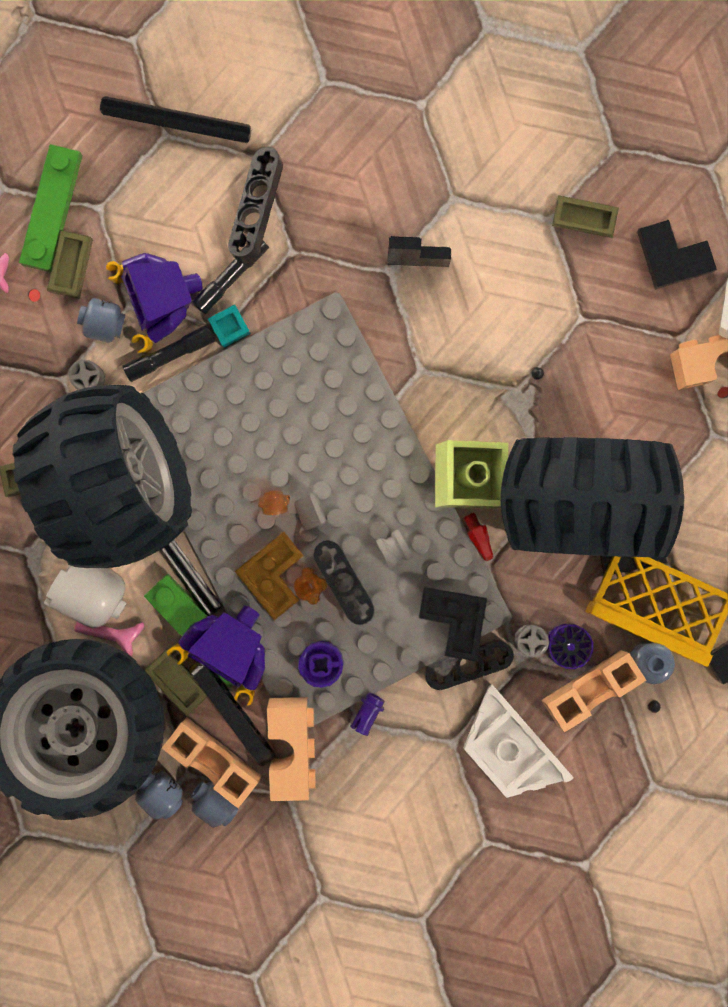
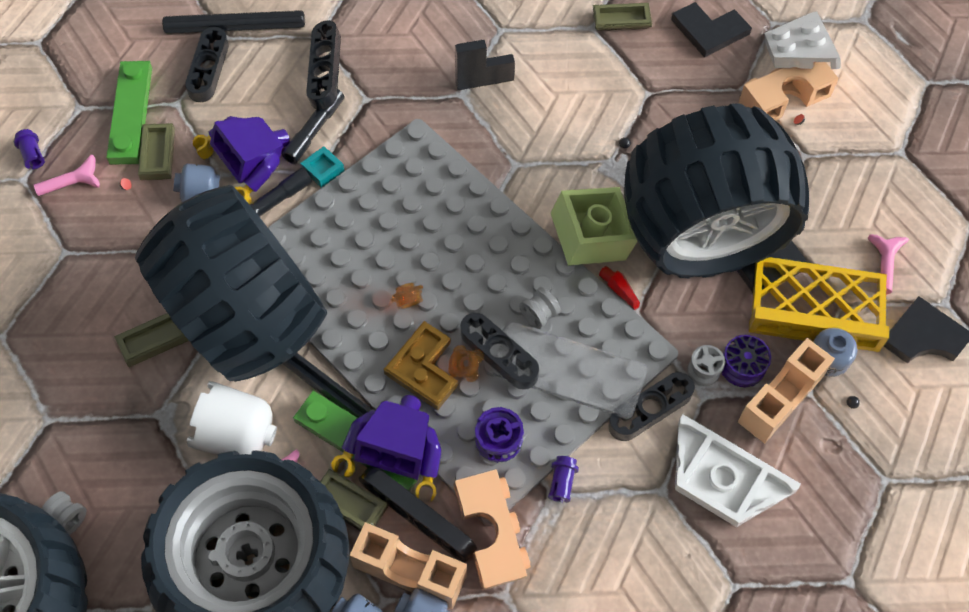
camera: 15 degrees left, 25 degrees down
(154, 151) = (209, 75): none -> black beam
(310, 512) = (447, 295): light grey slope -> none
(463, 613) = (628, 350): black tile -> none

